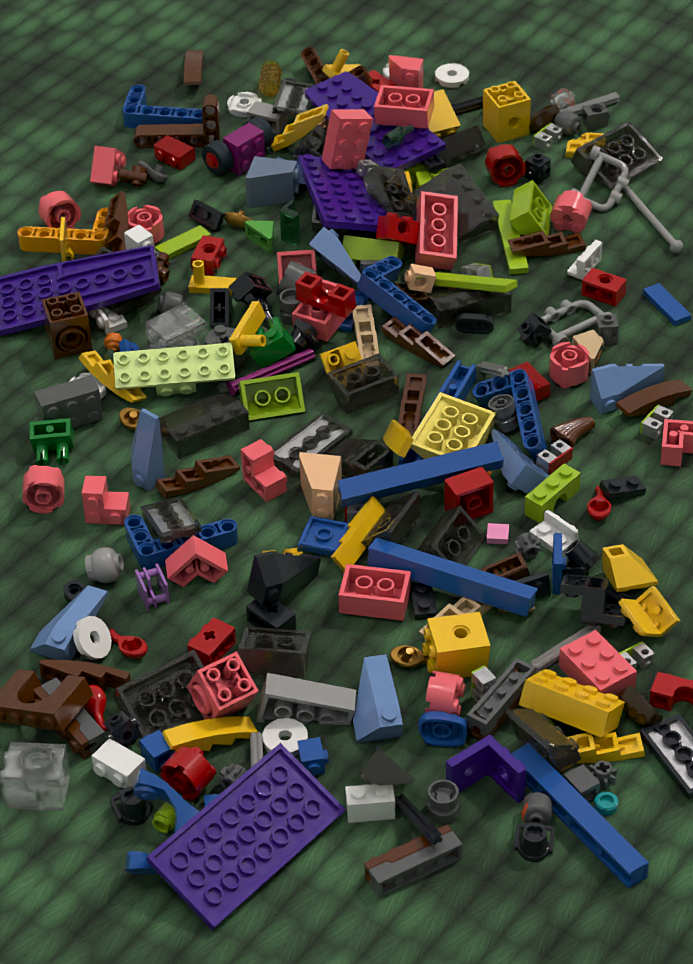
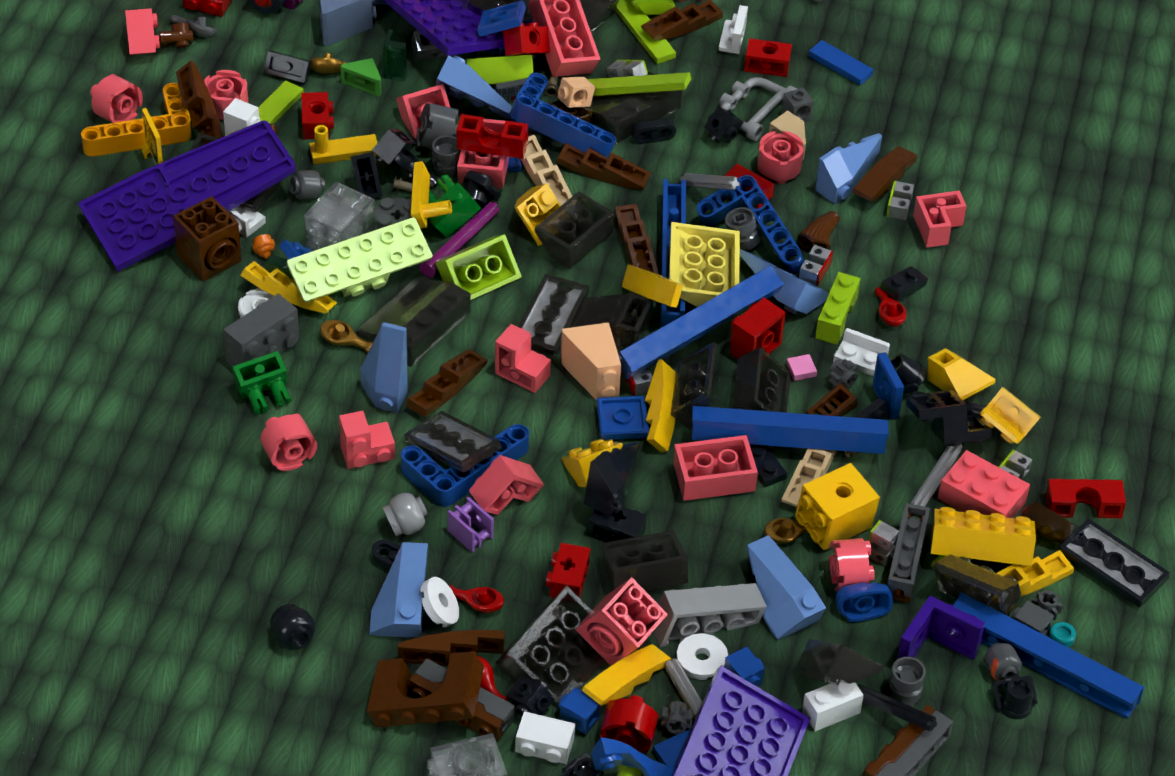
camera: 25 degrees left, 5 degrees up
(380, 207) = (501, 18): none -> blue plate

